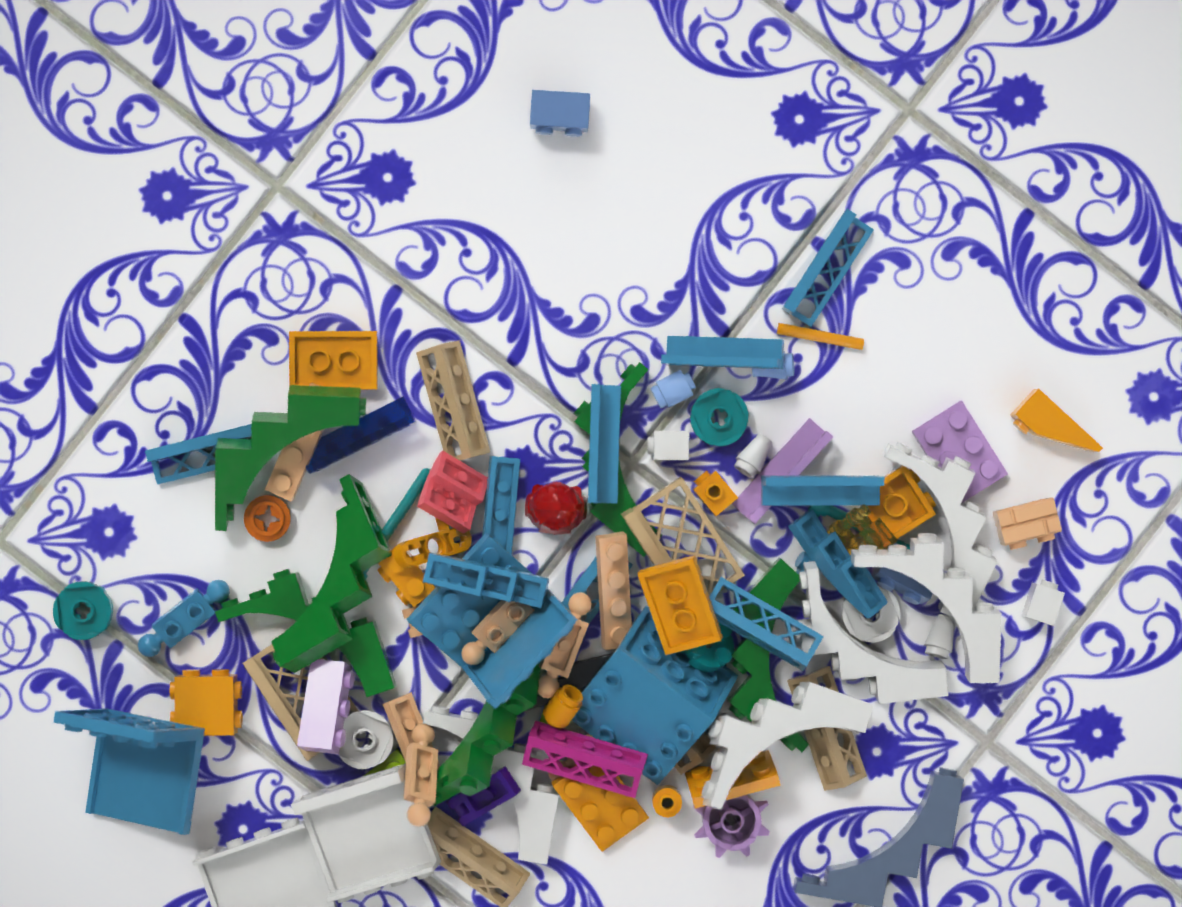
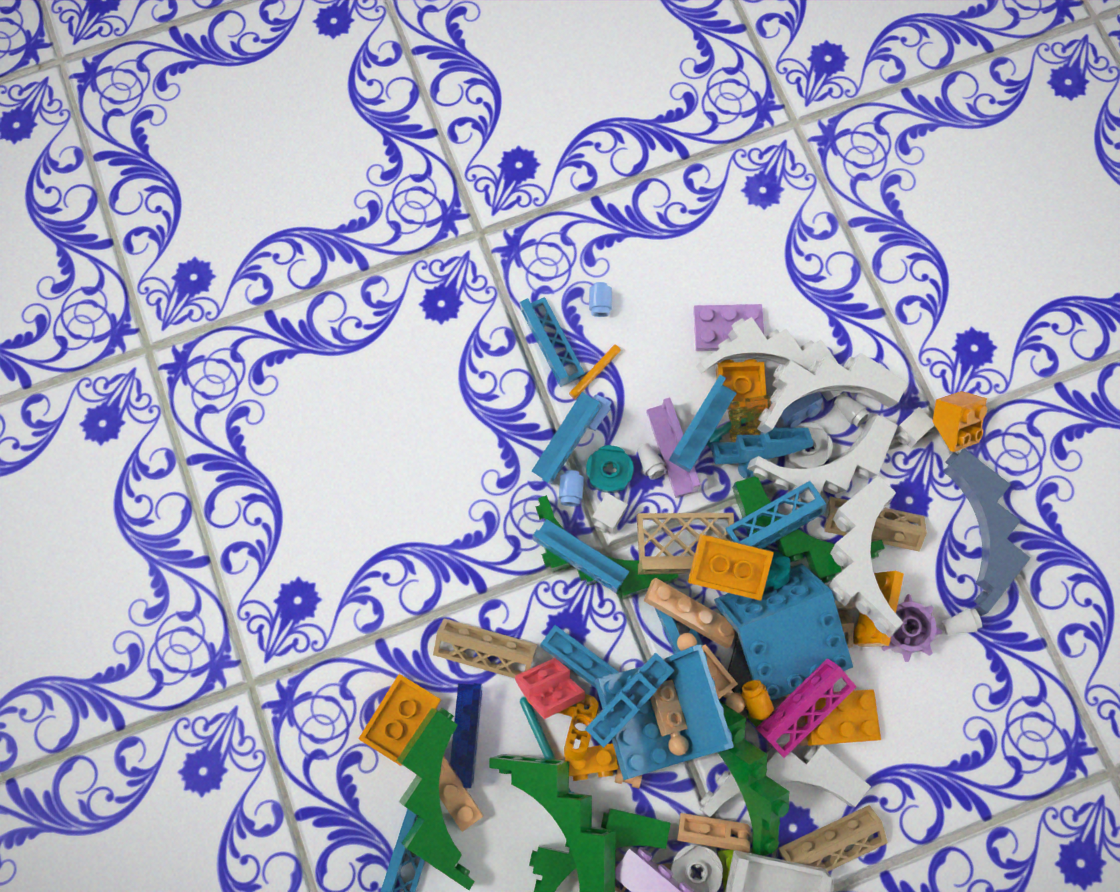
camera: 55 degrees left, 15 degrees down
(259, 507) = (472, 844): orange gear -> none
(421, 775) = (751, 842): light nougat plate -> none
(501, 789) = (797, 784): dark purple plate -> none
(556, 507) = (605, 620): red helmet -> none
(559, 112) = (331, 451): medium blue brick -> none
(663, 792) = (861, 667): light orange brick -> none
(714, 492) = (661, 501): light orange brick -> none
(773, 873) = (963, 622): none -> white cone
(906, 293) = (600, 299): none -> light blue brick
(958, 715) = (914, 427): none -> white brick
(994, 758) = (960, 419): none -> light orange slope
(1026, 522) = (802, 309): light nougat brick -> none
(1043, 602) = (864, 330): white brick -> none
(1047, 420) = (740, 259): light orange slope -> none

